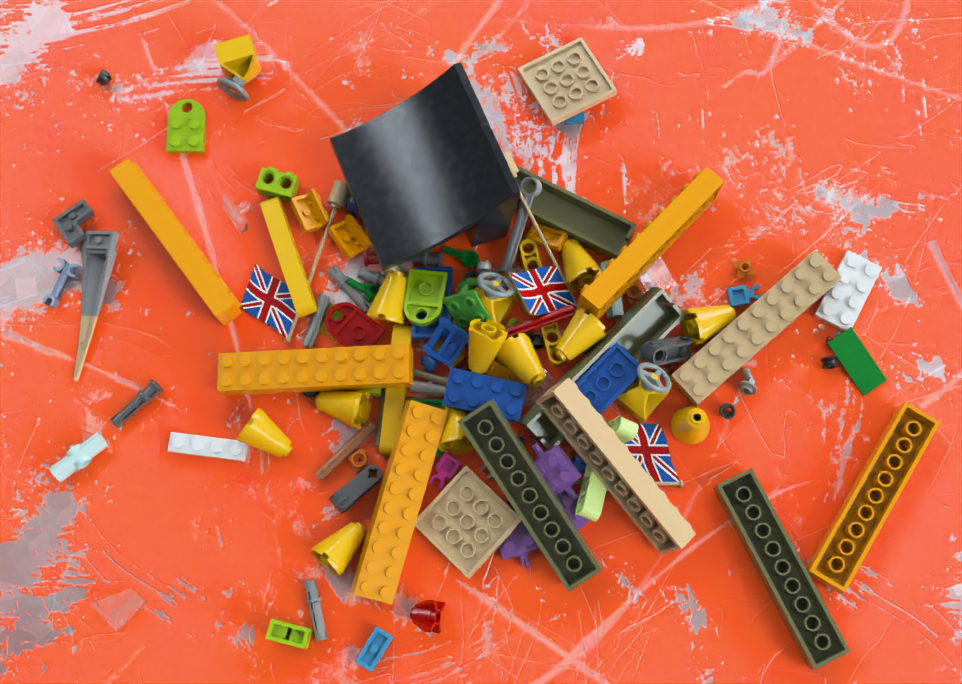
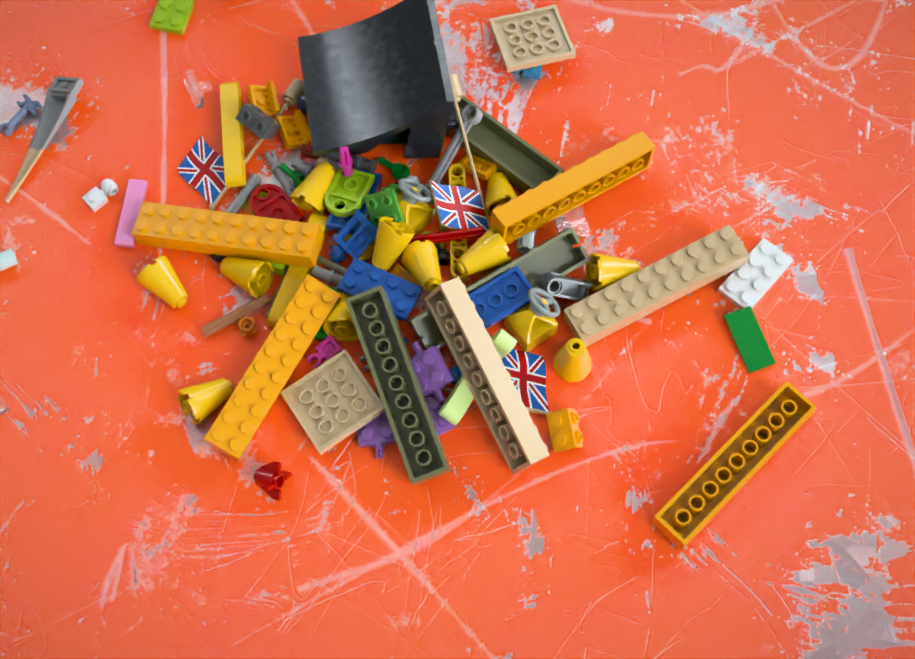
camera: 10 degrees right, 10 degrees down
(70, 222) = (43, 67): dark grey plate -> none
(143, 397) = (63, 228): dark grey pin -> none
(167, 355) = (97, 198): none -> white plate
(177, 241) = (135, 100): light orange brick -> none
(207, 364) = (133, 199): none -> bright pink tile
(207, 446) = (109, 284): white plate -> none
(276, 187) = (240, 73): lime brick -> none
(289, 634) = (134, 465): lime brick -> none
(312, 239) = (258, 121): none -> dark grey brick
(313, 601) = (165, 457): light grey pin -> none
(355, 489) = (236, 349): dark grey piece -> none
(374, 649) = (211, 499): dark azure plate -> none
(416, 268) = (345, 161): none -> dark pink axle
(638, 293) = (550, 228): orange plate -> none
(700, 498) = (564, 429): none -> light orange bracket
(727, 415) = (611, 352): pearl dark grey hinge -> none
(741, 273) = (655, 237): orange plate -> none
(741, 296) = (649, 255): dark azure plate -> none
(748, 387) = (636, 338): light grey plate -> none
(781, 570) = (628, 513): olive brick -> none
(829, 362) = (721, 334): black bush -> none

